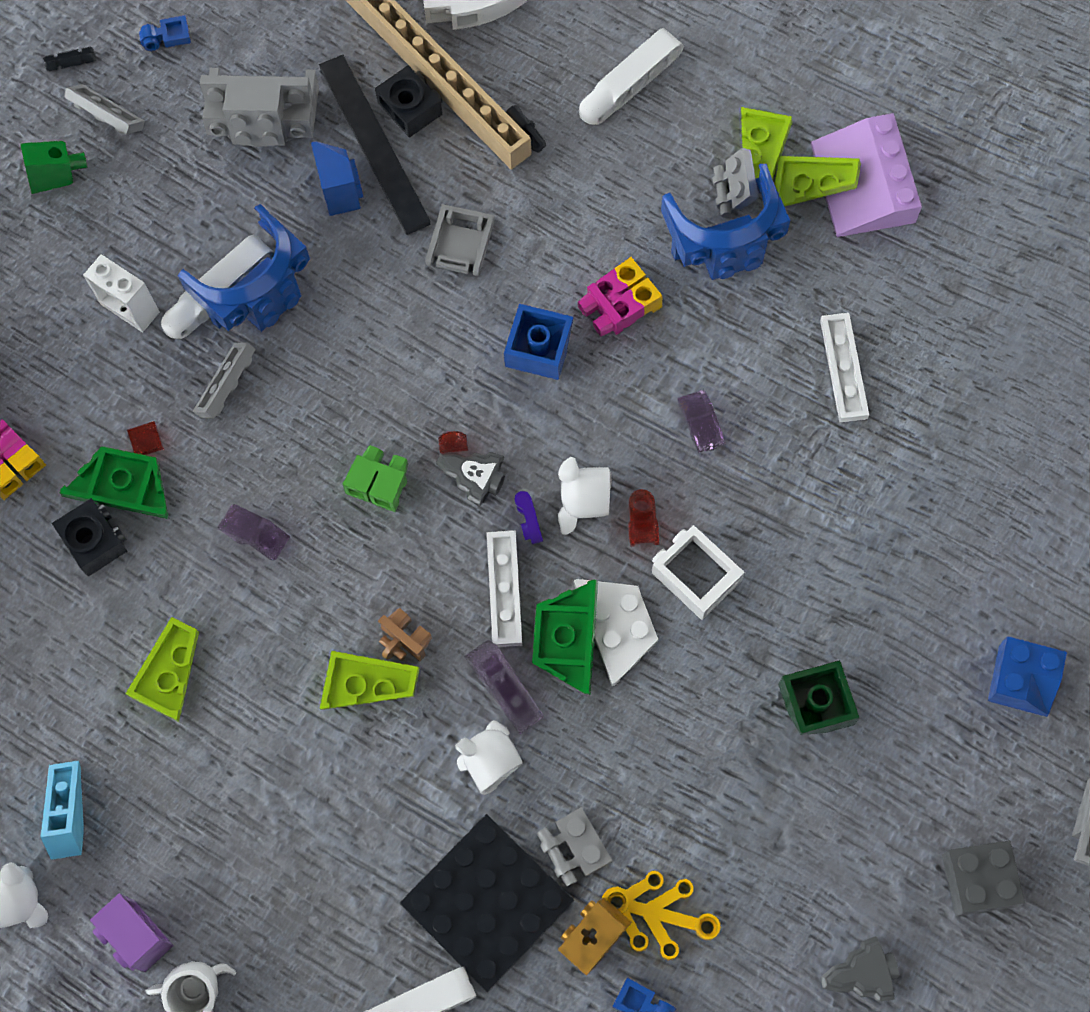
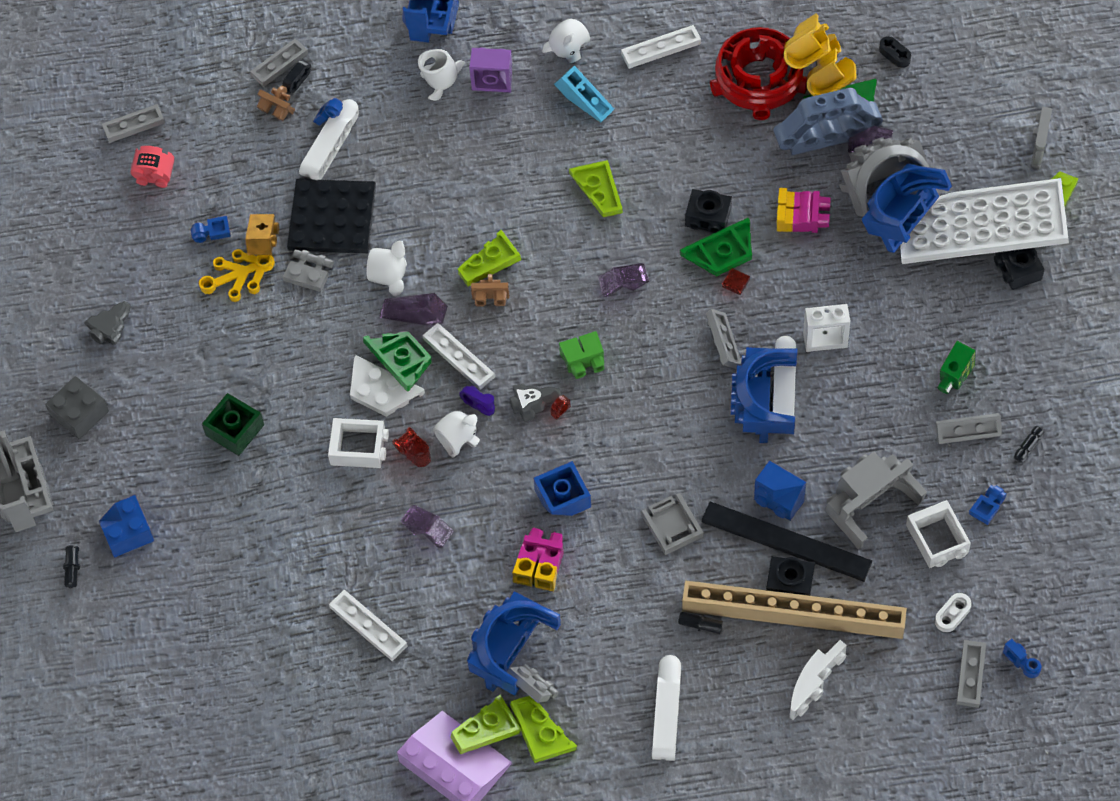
camera: 140 degrees right, 10 degrees down
(232, 60) = (931, 515): none -> white window

